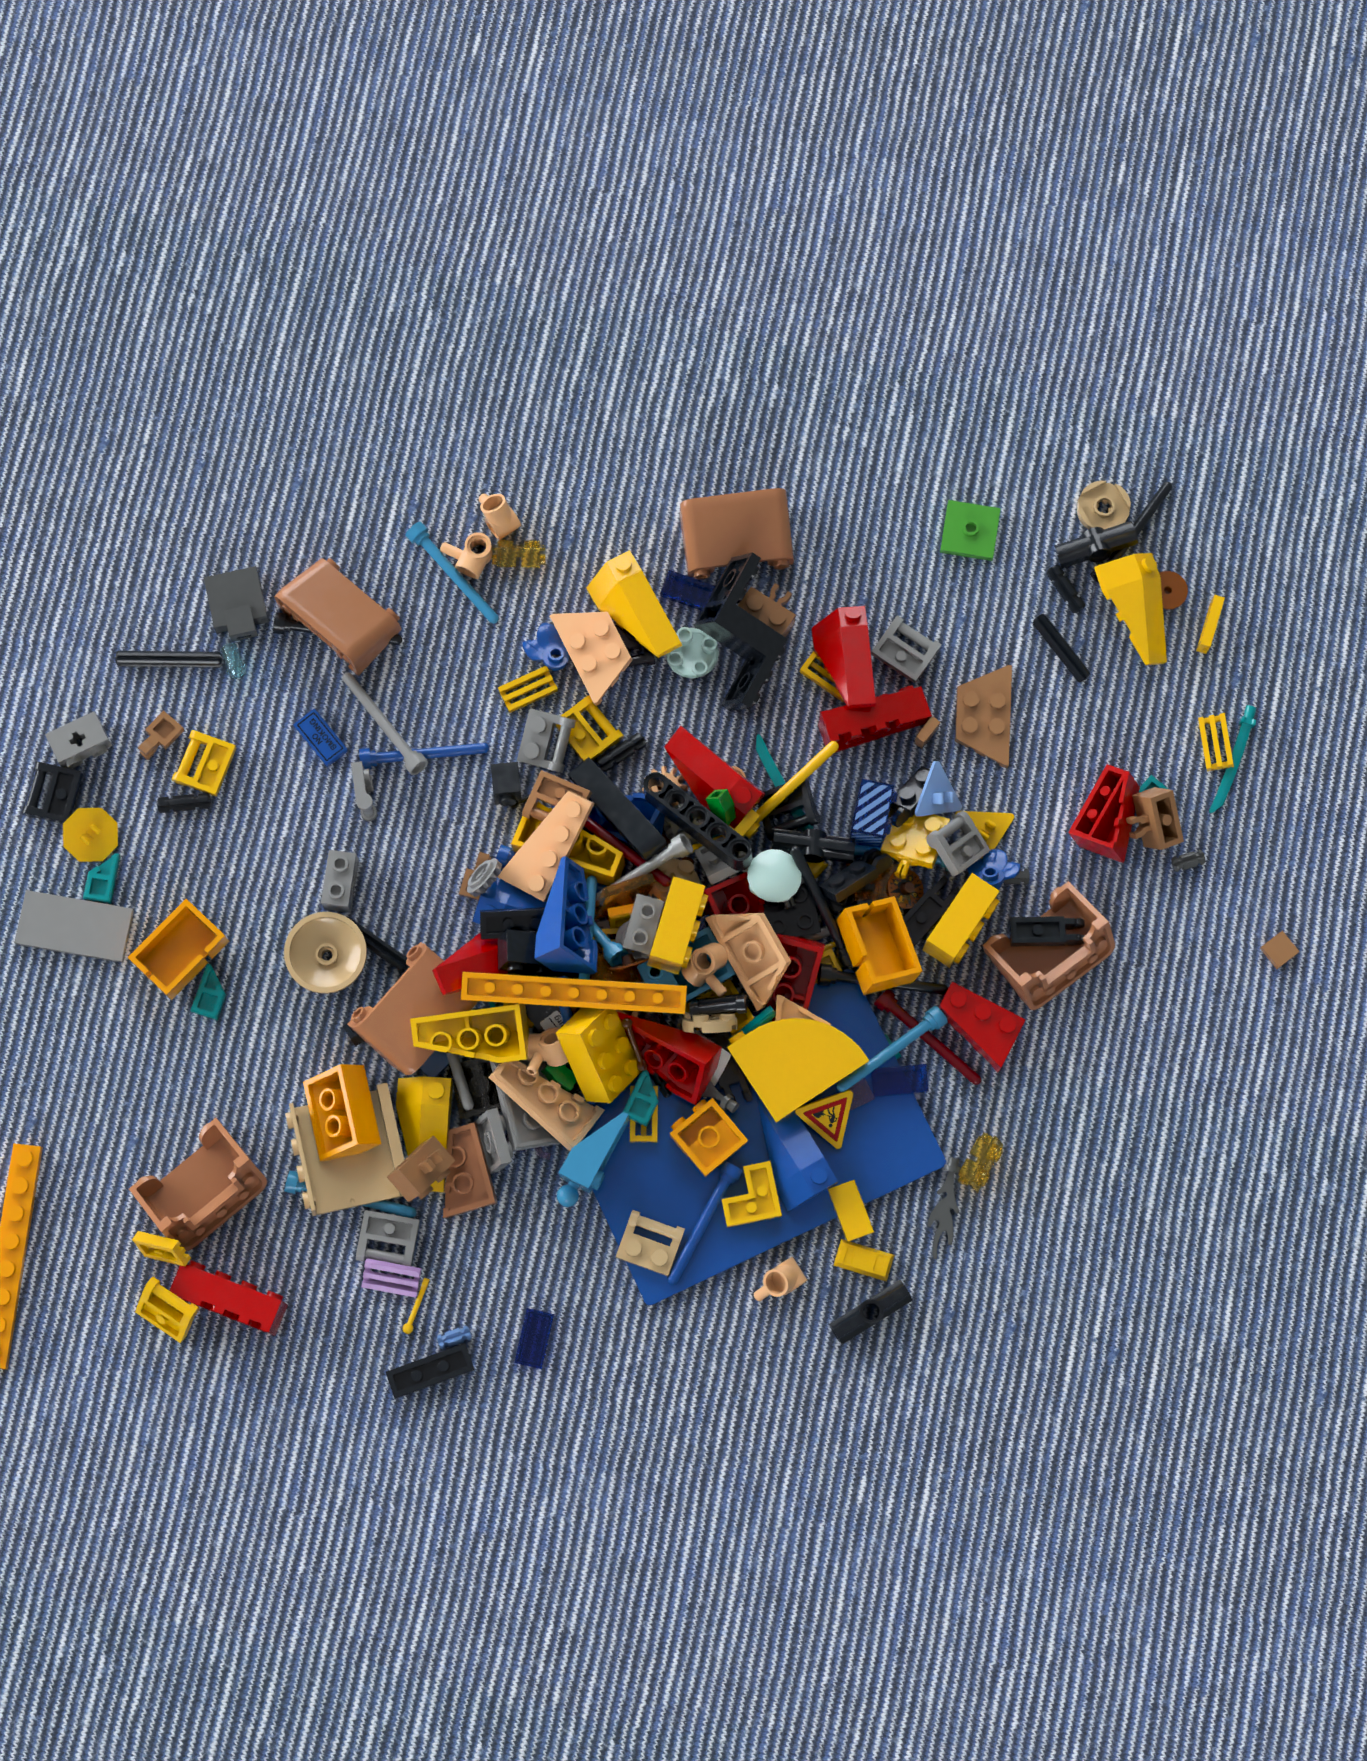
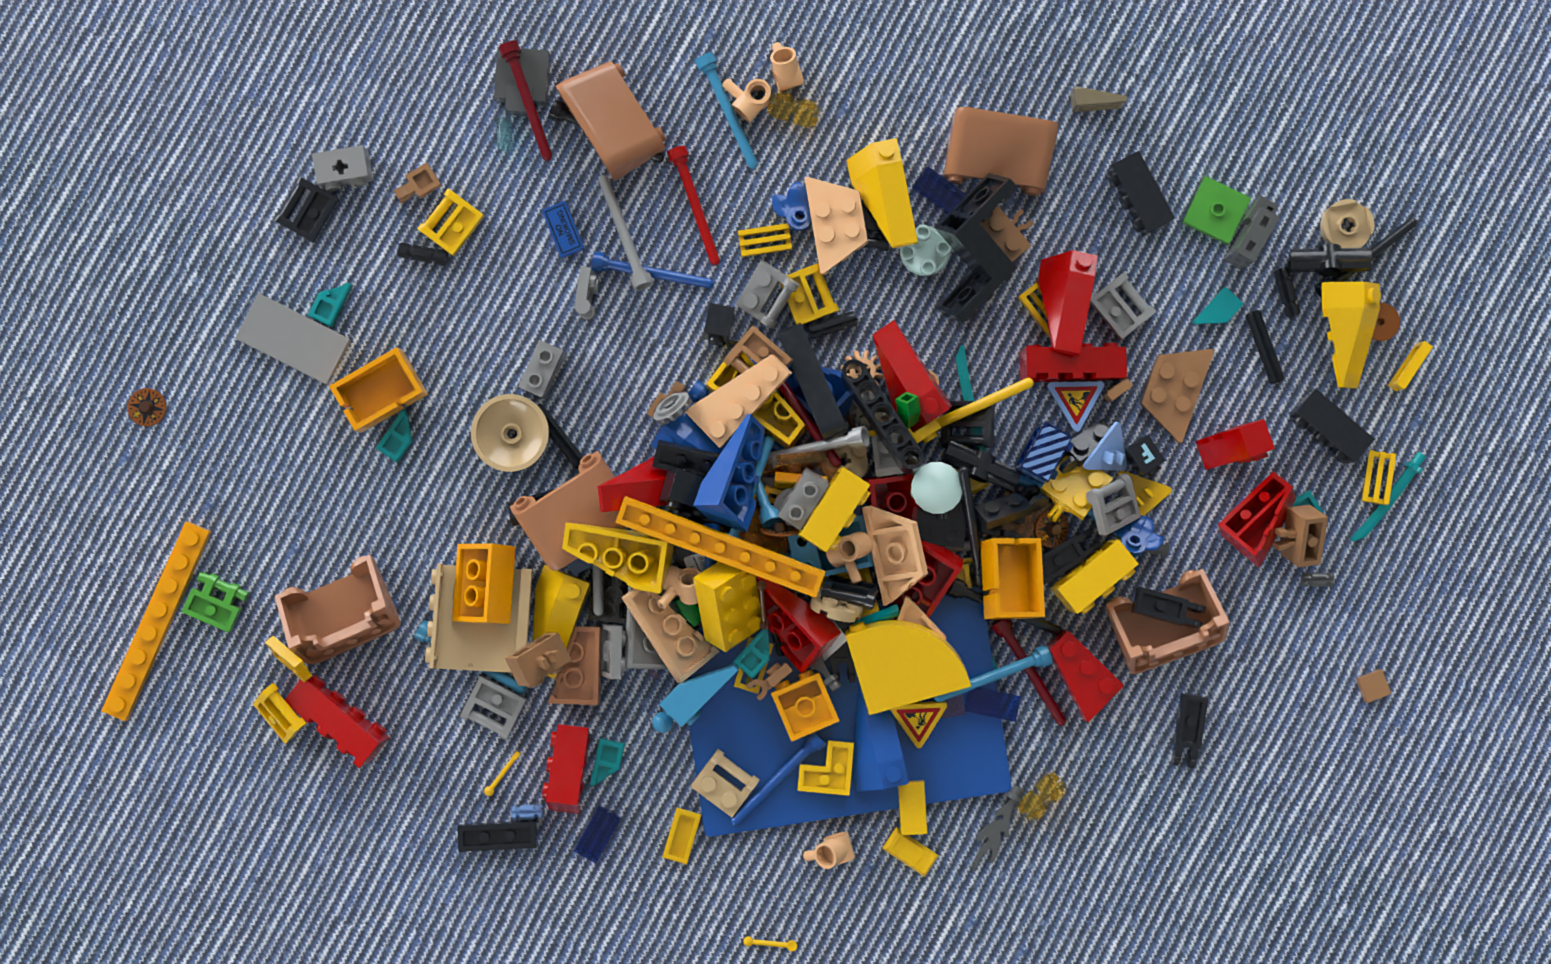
camera: 15 degrees right, 10 degrees up
(67, 1225) = (211, 609): none -> bright green plate
(90, 834) = (329, 258): yellow piece -> none
(168, 659) = (446, 114): black axle -> none
(220, 578) = (511, 53): none -> dark red piece
(406, 1283) = (485, 746): lavender tile -> none
(417, 632) = (678, 157): none -> red piece
(483, 1278) = (566, 768): none -> red wedge
(521, 1259) = (607, 759): none -> teal tile
(621, 1313) = (681, 835): none -> yellow tile
(668, 1115) = (775, 675): none -> medium nougat plate
(725, 1403) = (791, 945): none -> yellow hinge
(813, 459) = (1093, 100): none -> dark tan slope
(855, 1322) = (919, 898): black piece -> none
(888, 753) = (1075, 399): none -> piece
(889, 536) = (1139, 194): none -> black brick
(975, 789) = (1144, 456): none -> black brick
(1004, 624) = (1219, 309): none -> teal tile
(1013, 530) = (1256, 229): none -> dark grey piece
(1063, 747) = (1241, 444): none -> red wedge
(1107, 1046) = (1189, 728): none -> black hinge
(1151, 706) = (1331, 427): none -> black brick

